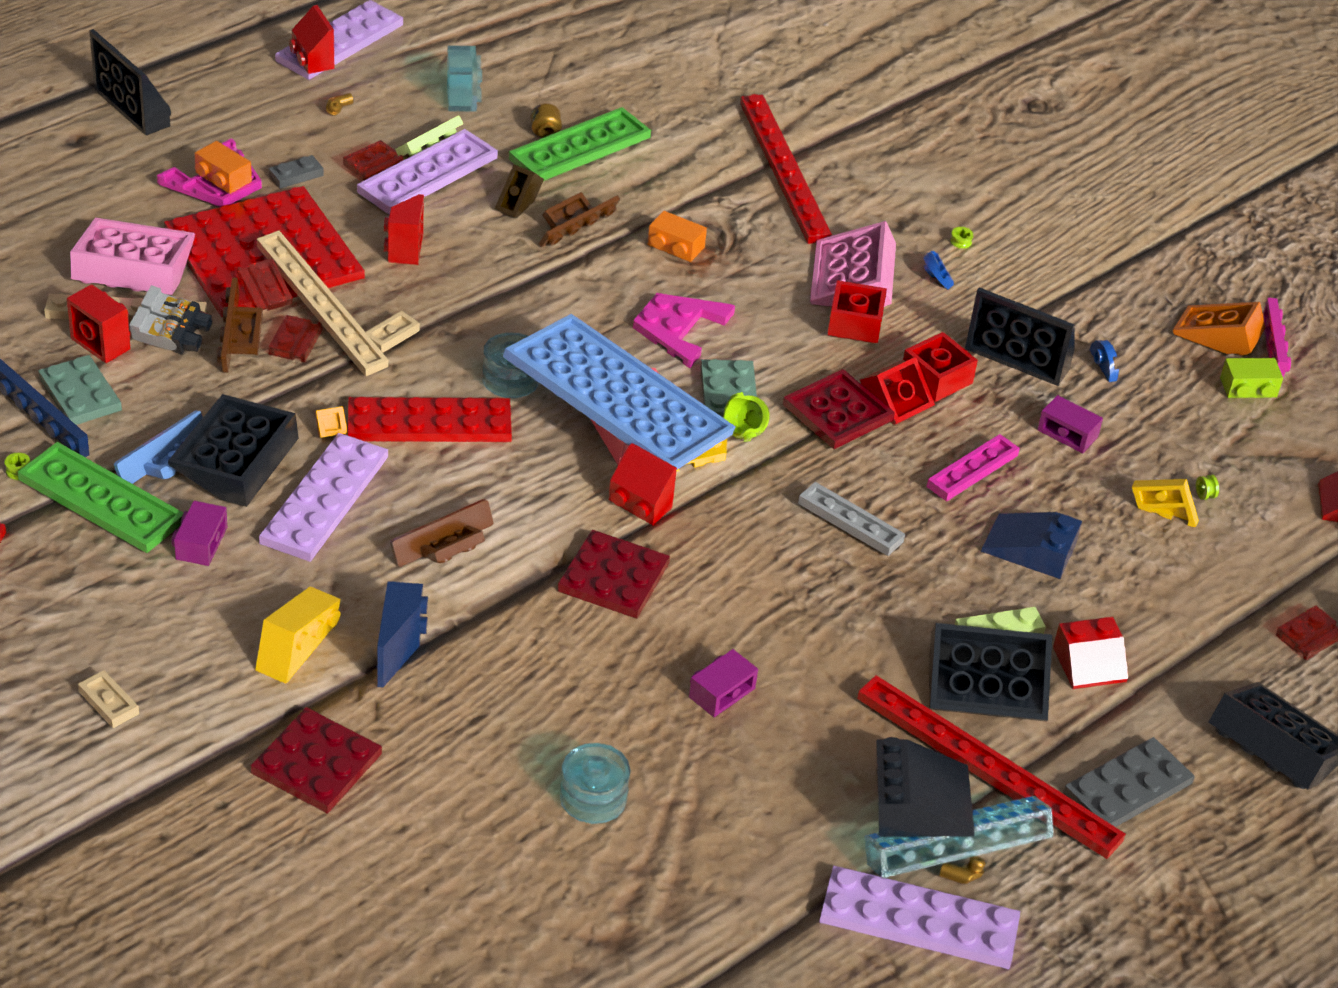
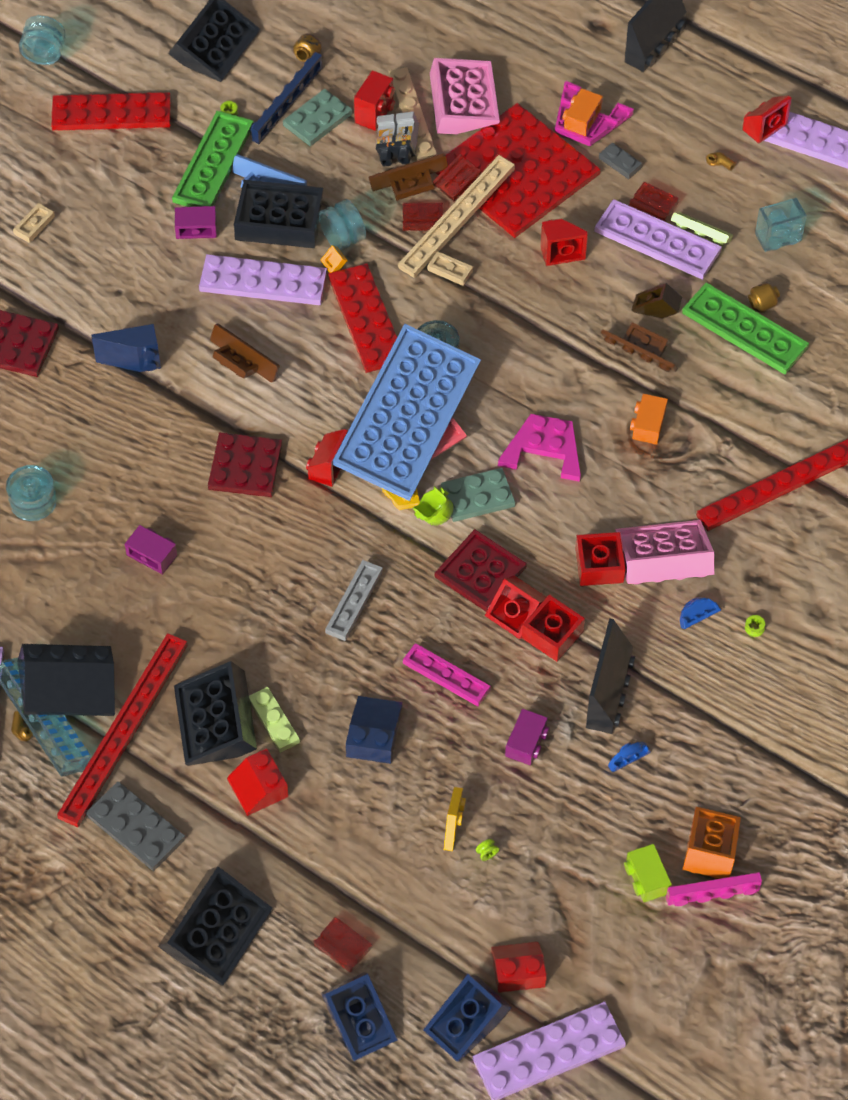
camera: 80 degrees right, 15 degrees up
(291, 387) = (342, 224): none -> clear light blue wheel
(295, 632) = (119, 297): yellow wedge -> none

